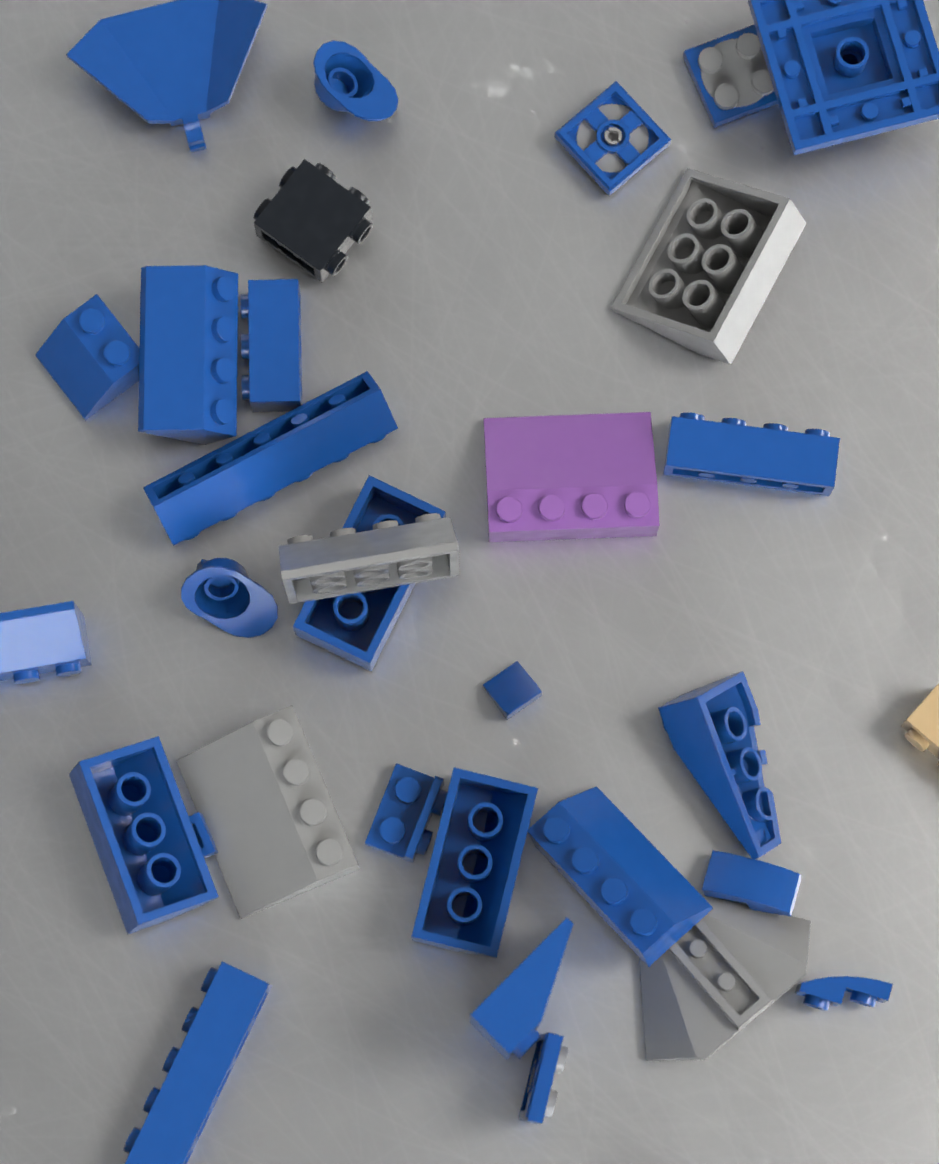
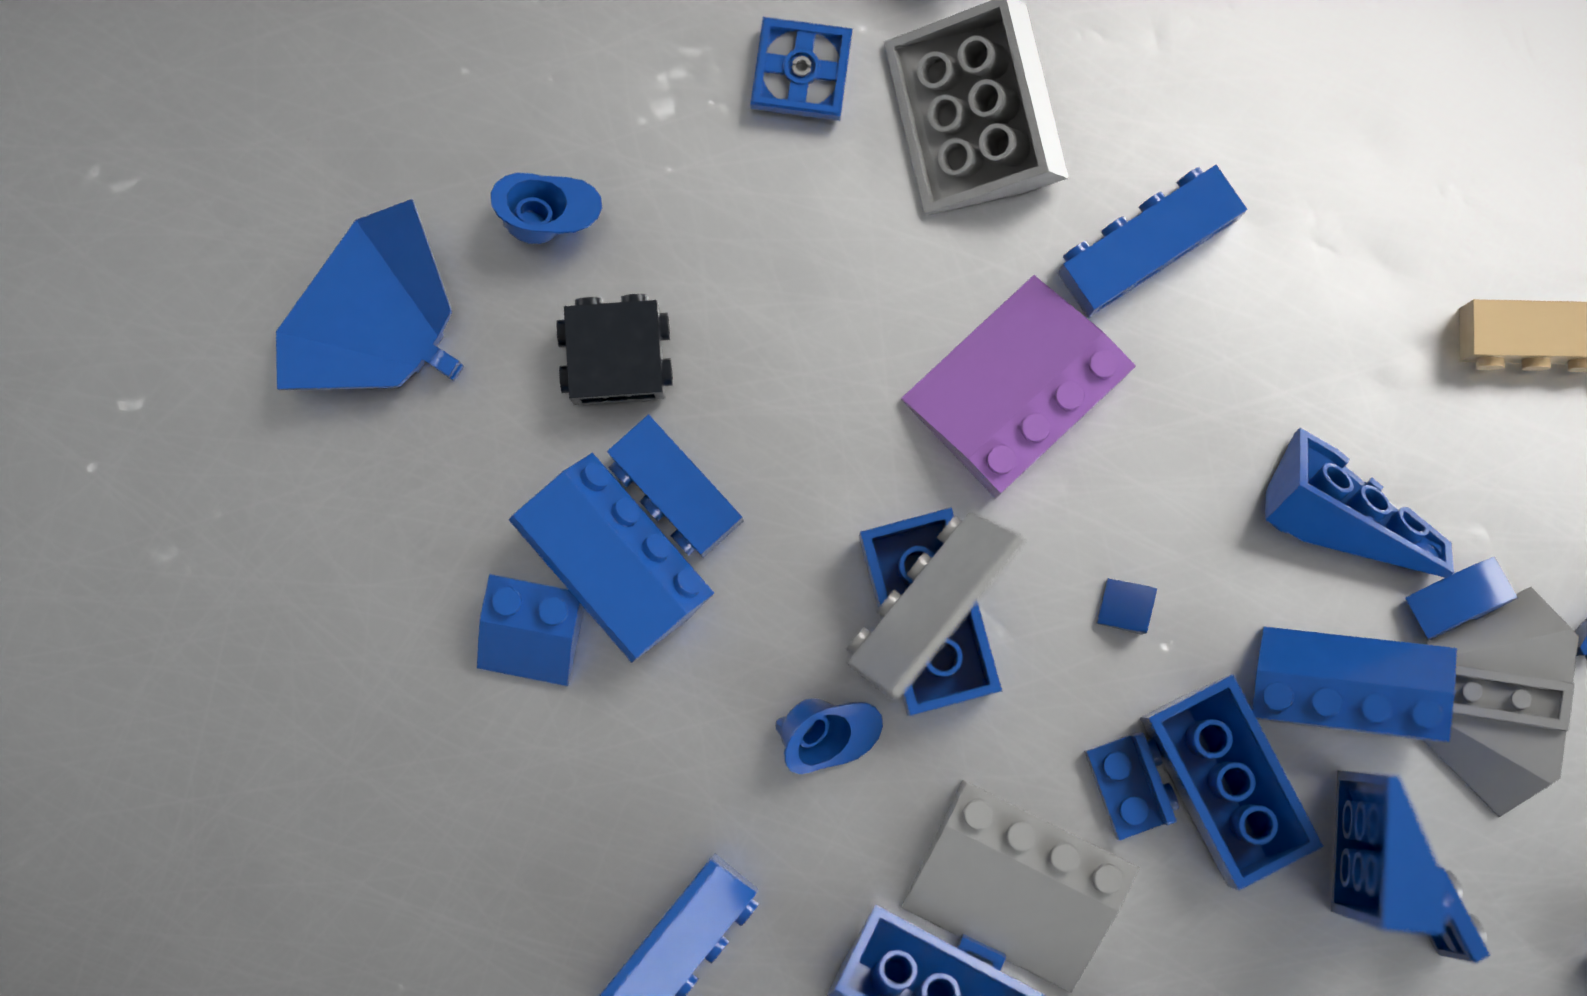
camera: 40 degrees left, 5 degrees up
(271, 458) = (758, 586): blue brick -> none

